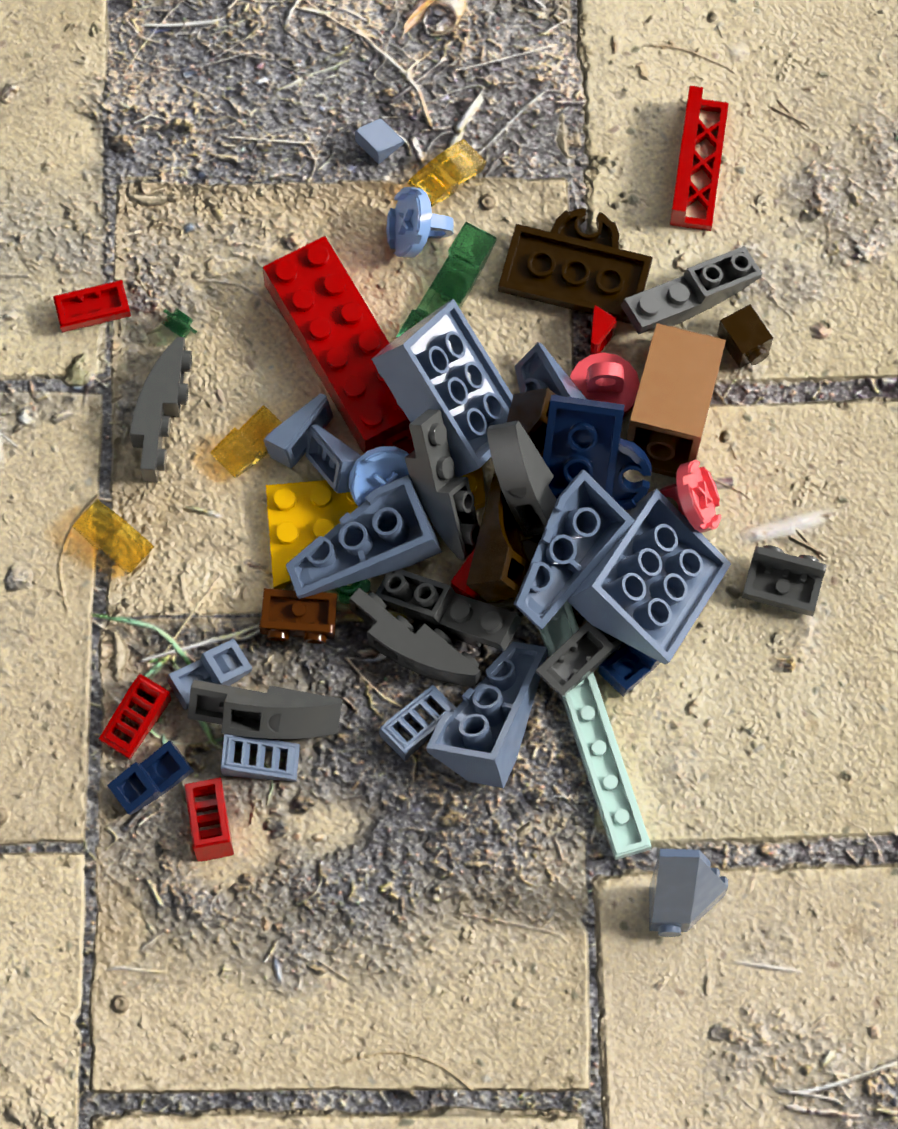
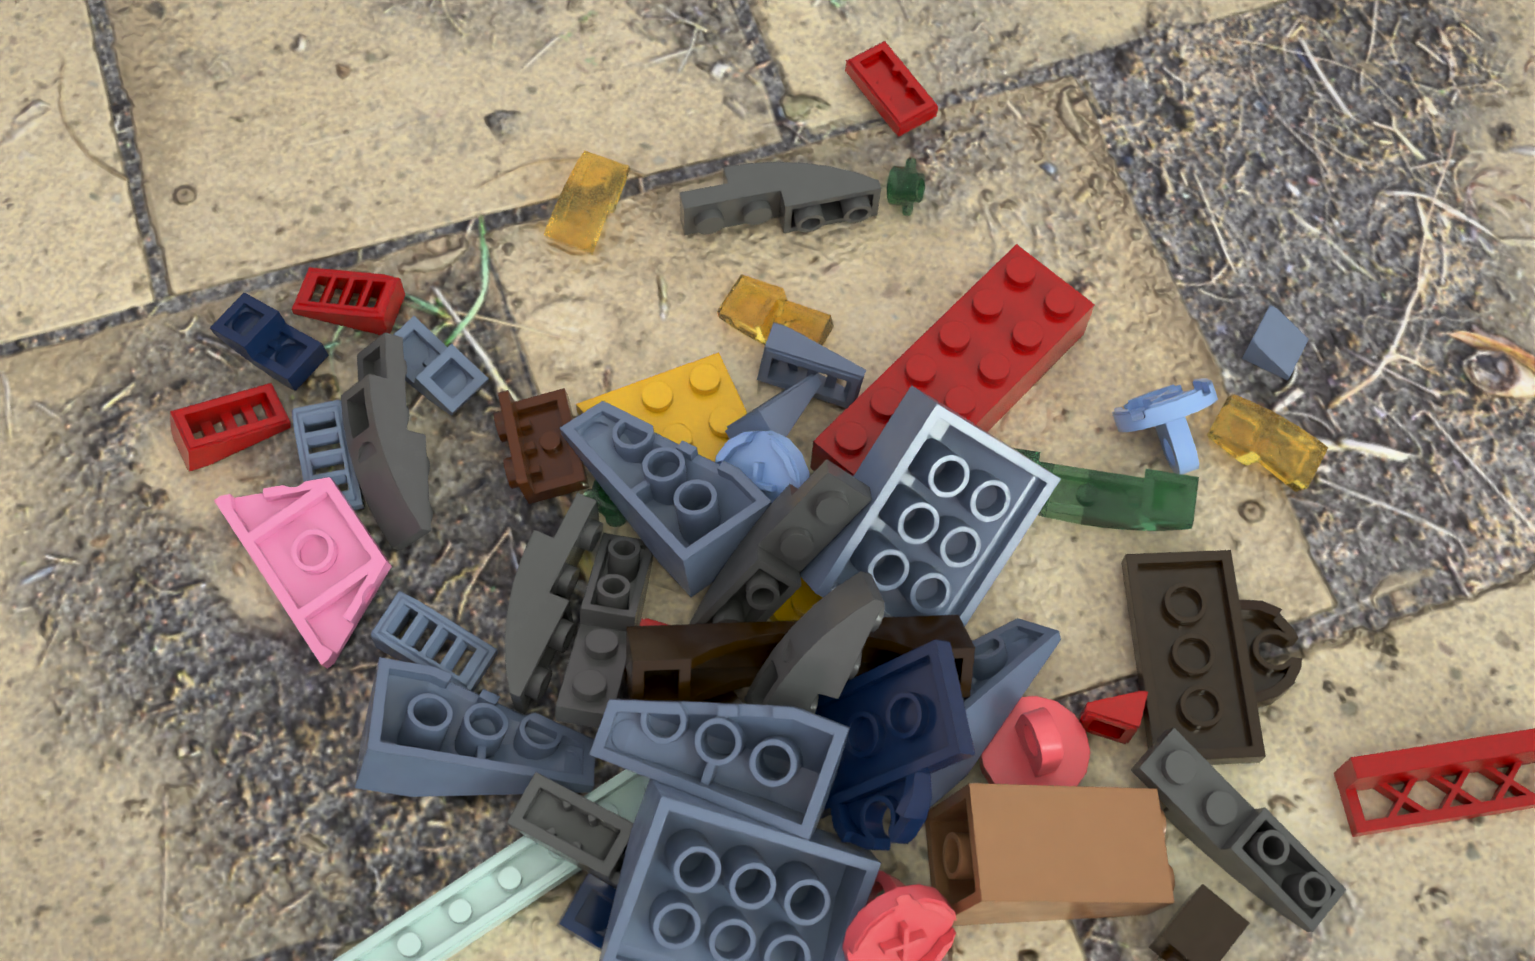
camera: 70 degrees right, 5 degrees down
(331, 781) = (311, 557): none -> bright pink wing

